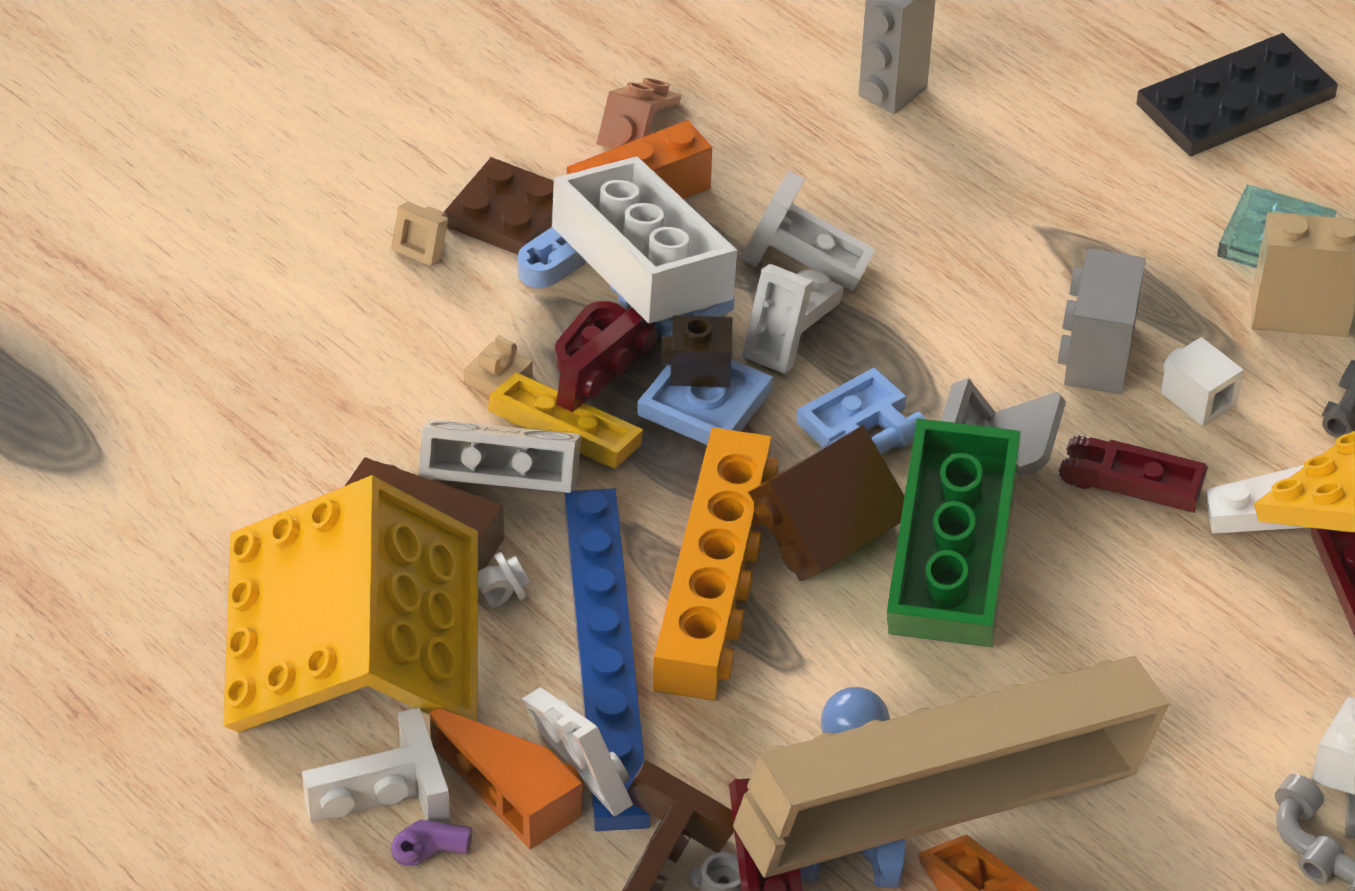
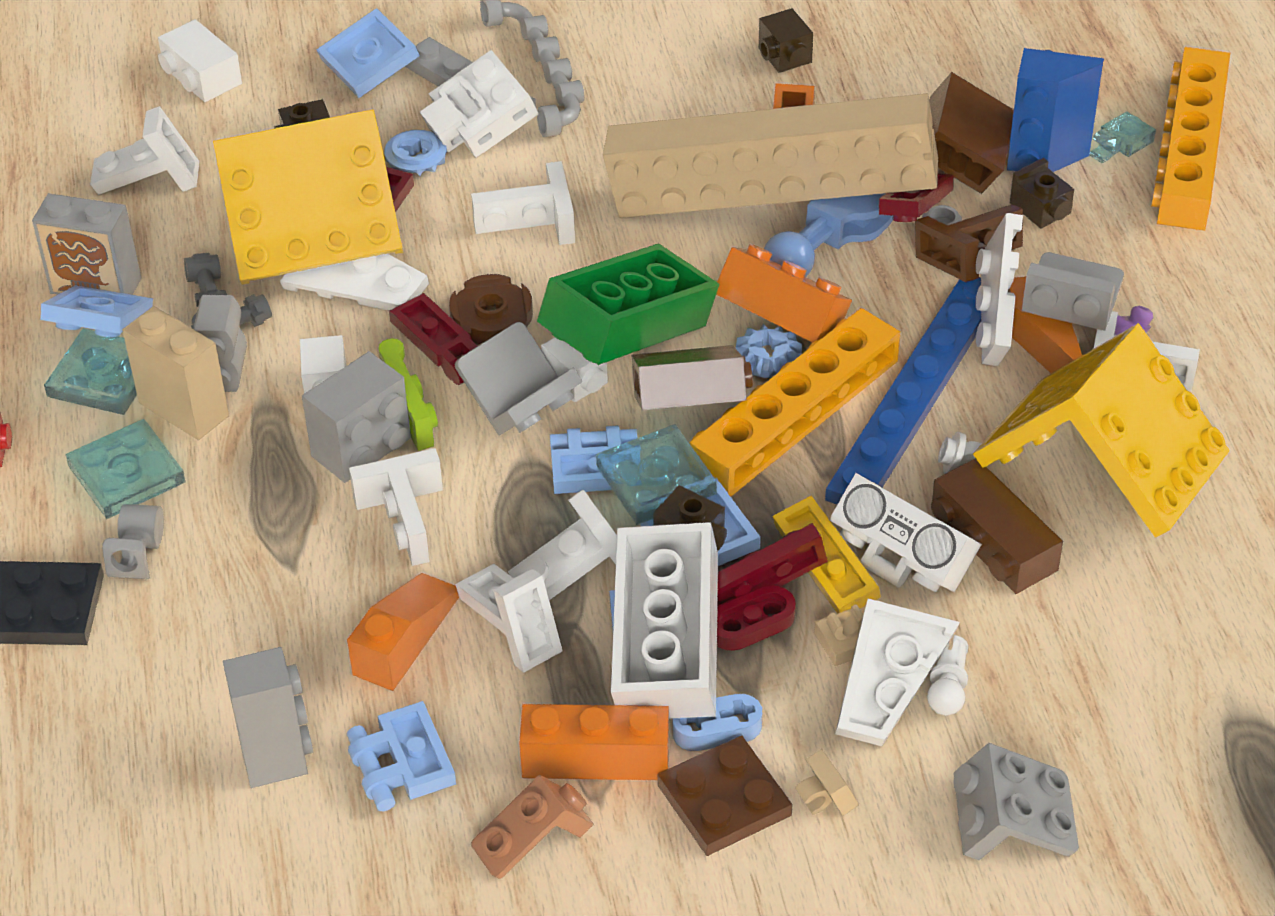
camera: 145 degrees left, 0 degrees up
(248, 281) = (1014, 797): none -> light grey bracket
(377, 366) = (949, 679): none -> white pin
(431, 333) = (888, 667): none -> white wing
(486, 761) = (1072, 290): none -> light grey bracket
(776, 391) = (651, 468): none -> clear light blue plate
(789, 118) = (416, 753): none -> light blue plate
(793, 638) = (784, 345): none -> light blue gear
(818, 657) = (782, 293): none -> orange brick
(887, 201) = (399, 629): none -> orange slope
(1009, 307) = (396, 485): none -> white bracket
(1100, 393) = (421, 415): none -> lime plate
(1111, 550) = (471, 304): none -> reddish brown plate
(1186, 670) = (528, 207): none -> white bracket
(1189, 181) = (137, 529): none -> light grey leg
(1312, 330) = (219, 321): none -> light grey brick

